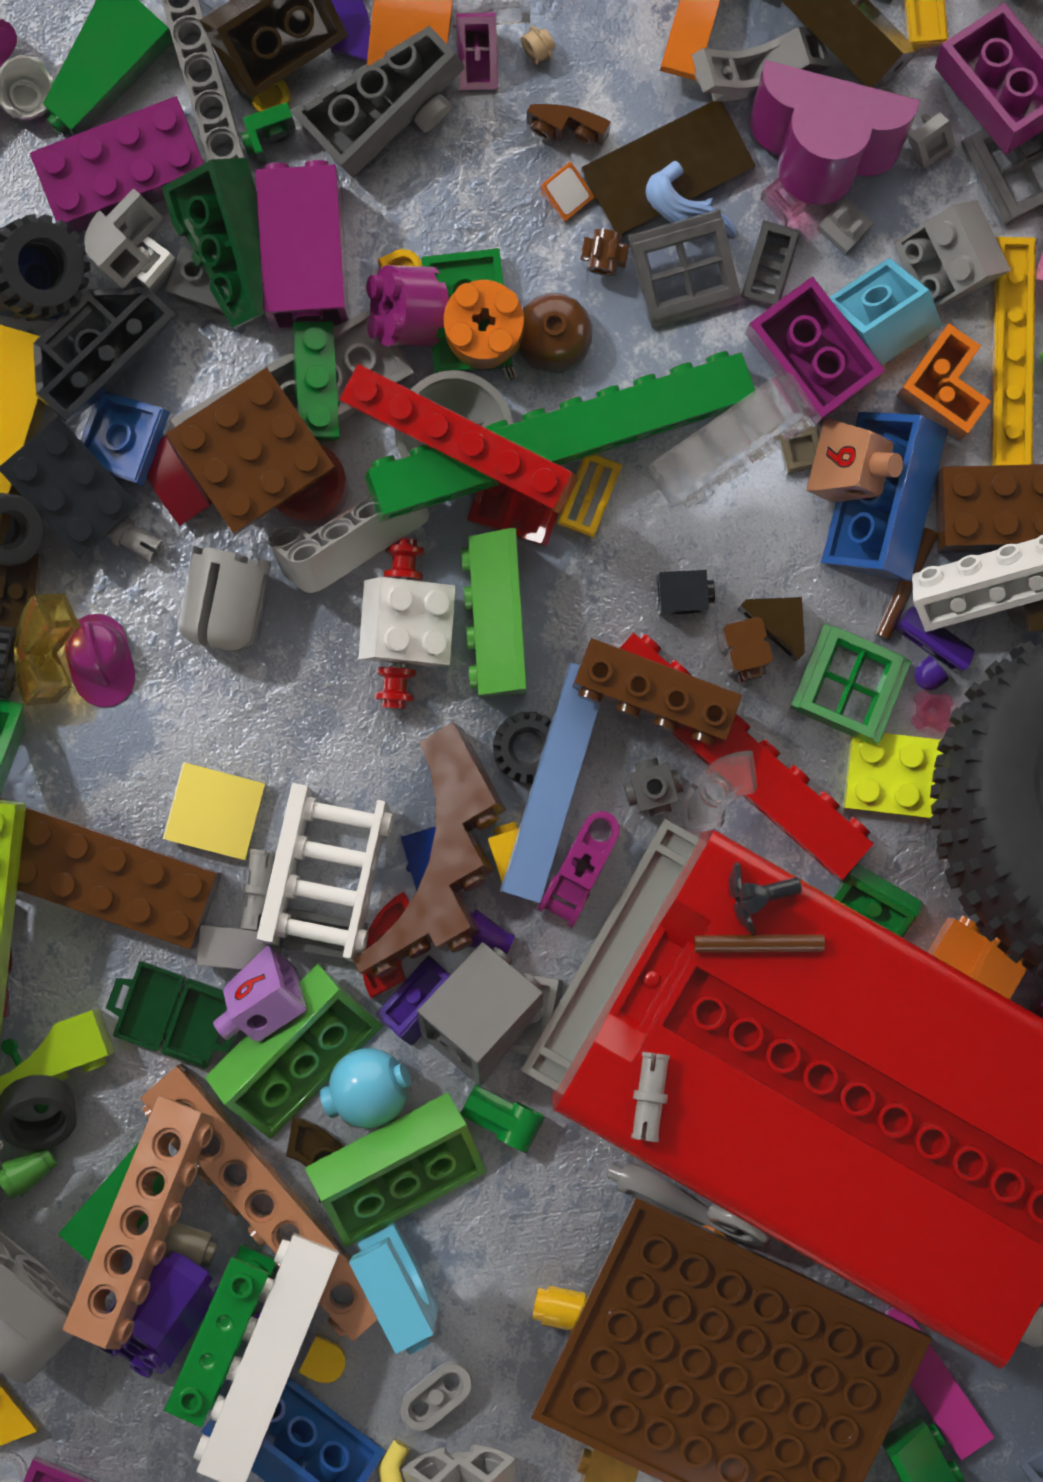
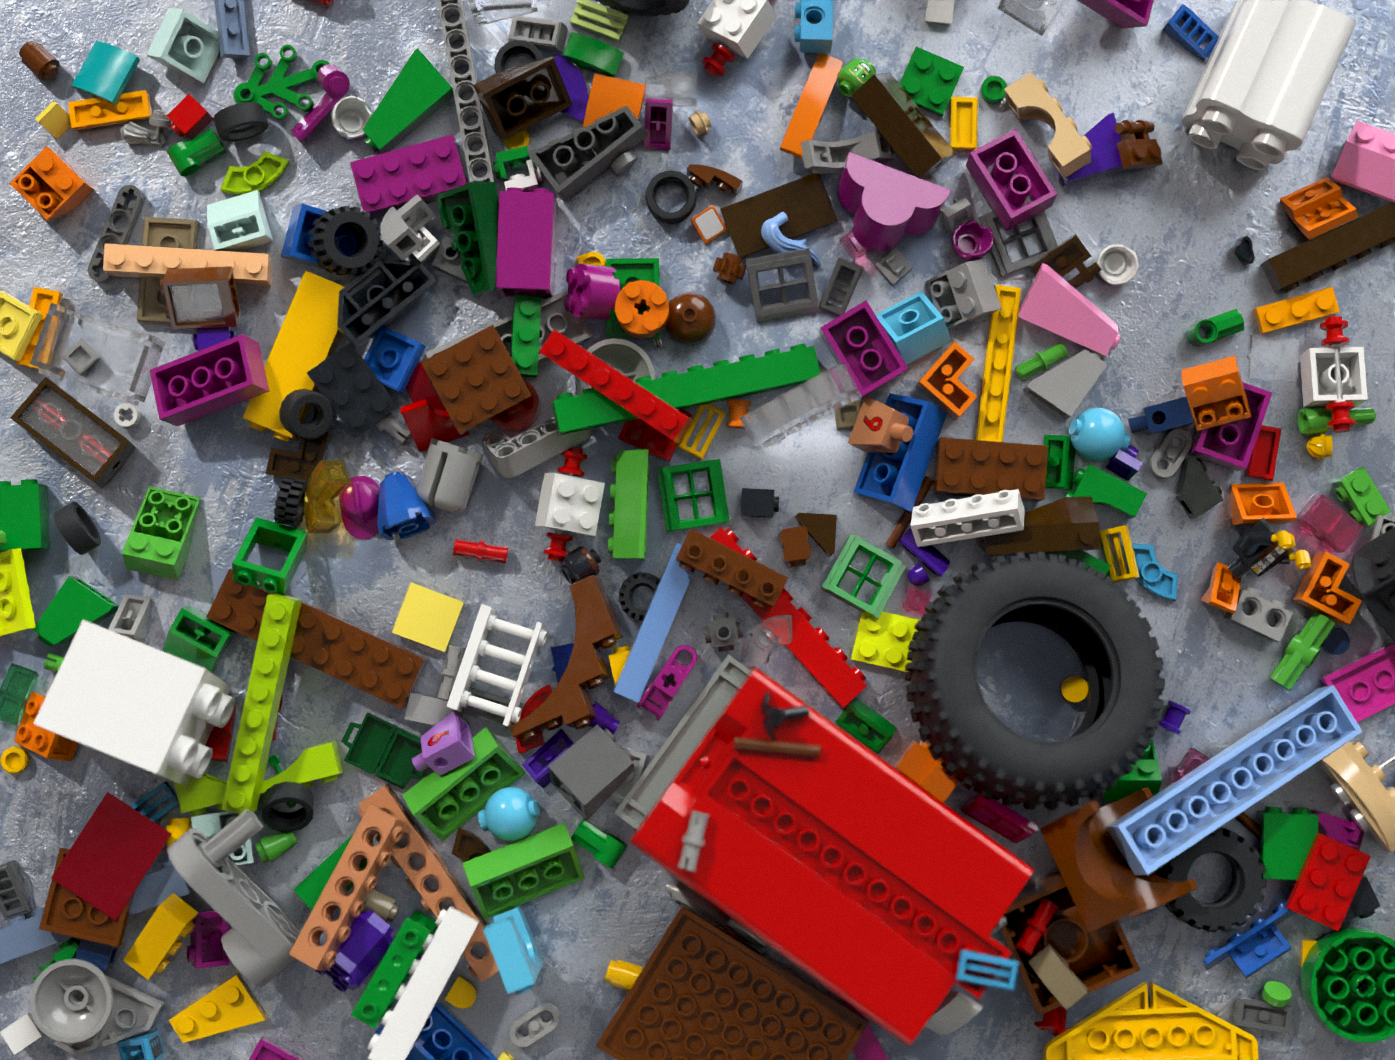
camera: 10 degrees right, 0 degrees up
(159, 655) = (401, 508): none -> blue cone
(187, 524) = (428, 423): none -> red tile
(282, 706) = (480, 551): none -> red pin
(293, 156) = (526, 183): none -> white bracket
(431, 710) = (580, 564): none -> black head
(513, 127) = (681, 179): none -> black tyre
(620, 583) = (670, 499): none -> green piece
(638, 457) = (737, 409): none -> orange bush
(956, 176) = (972, 241): none -> magenta hair

